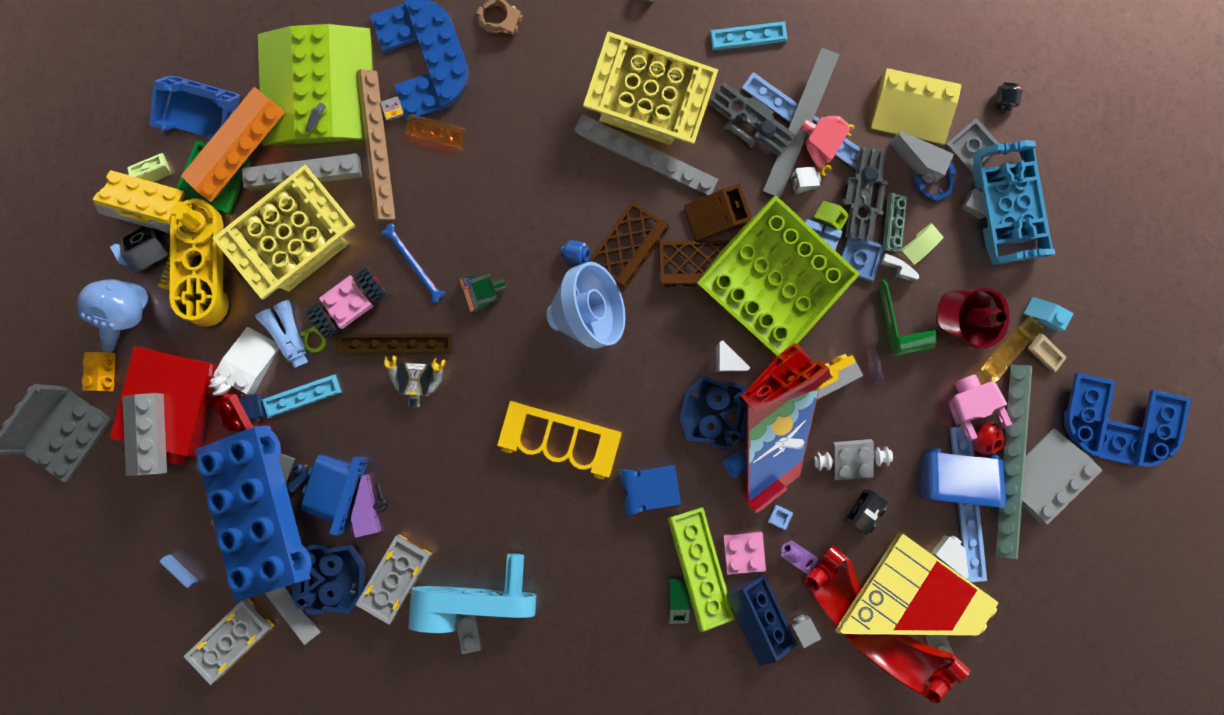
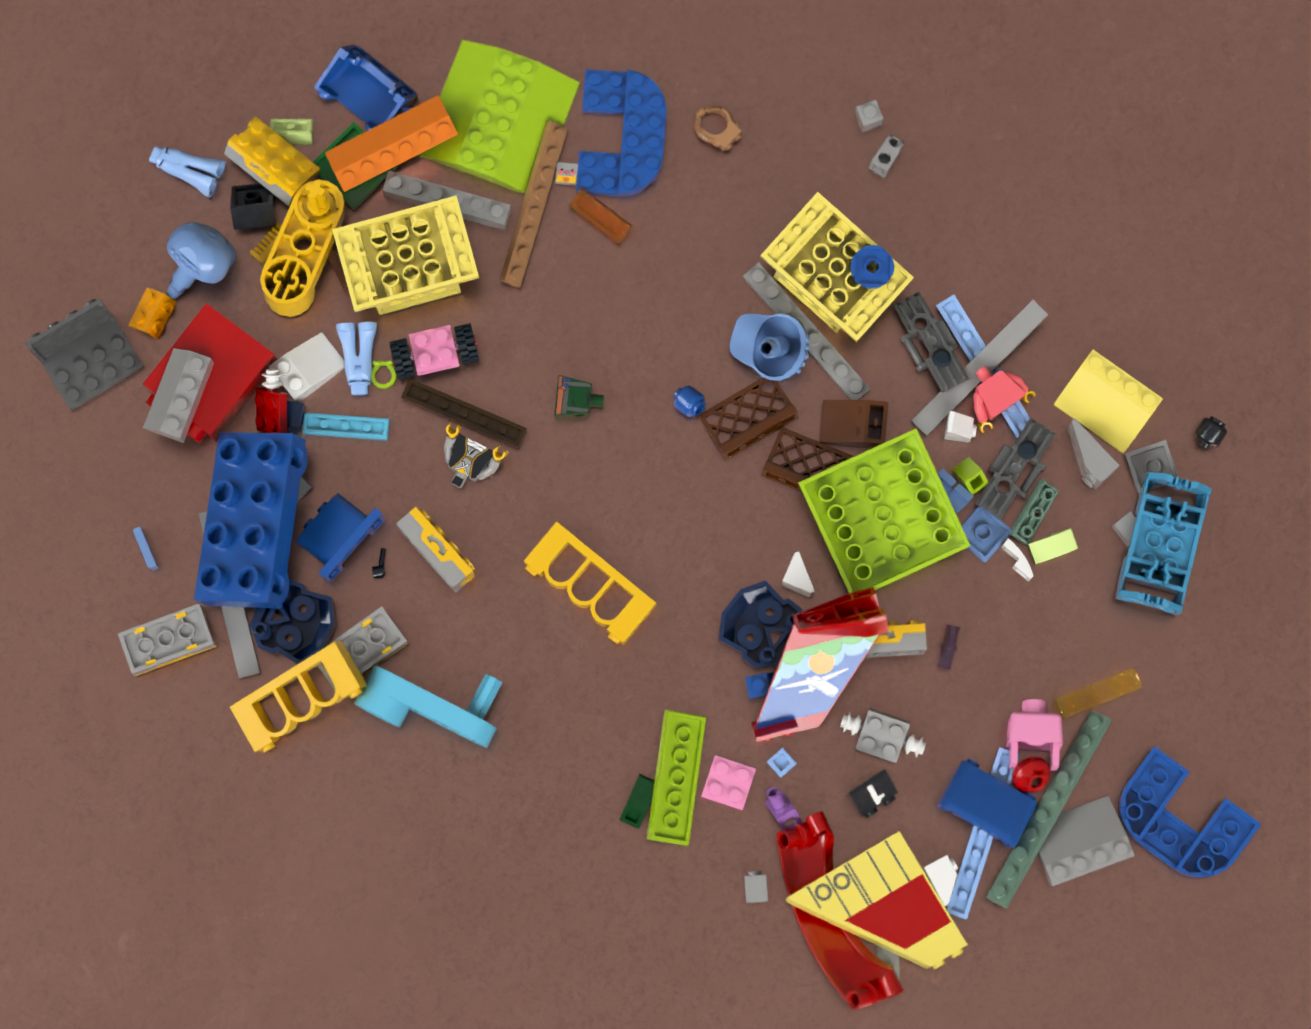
camera: 30 degrees right, 5 degrees down
(65, 237) = (178, 164): none -> light blue piece
(116, 250) = (226, 200): light blue tile -> none
(300, 477) = (308, 507): dark blue arm -> none
(315, 115) = (485, 151): dark grey bar -> none
(335, 677) = (253, 718): none -> yellow fence
(364, 514) = (358, 572): medium lavender slope -> none
(420, 468) = (435, 549): none -> piece
(435, 294) = (508, 299): blue piece -> none
(468, 633) = (409, 739): light grey plate -> none
(588, 306) = (678, 460): light blue cone -> none
(622, 177) = (771, 344): none -> medium blue piece
(649, 489) = (660, 673): blue piece -> none
(675, 85) = (864, 257): none -> blue plate
(748, 36) = (967, 255): medium azure tile -> none
(762, 620) = (716, 857): dark blue slope -> none
(903, 344) = (990, 638): green piece -> none
(919, 185) = (1115, 486): blue piece -> none
(974, 316) = (1071, 641): dark red piece -> none
(1047, 352) = (1133, 713): tan tile -> none
(1048, 314) = (1152, 674): medium azure slope -> none

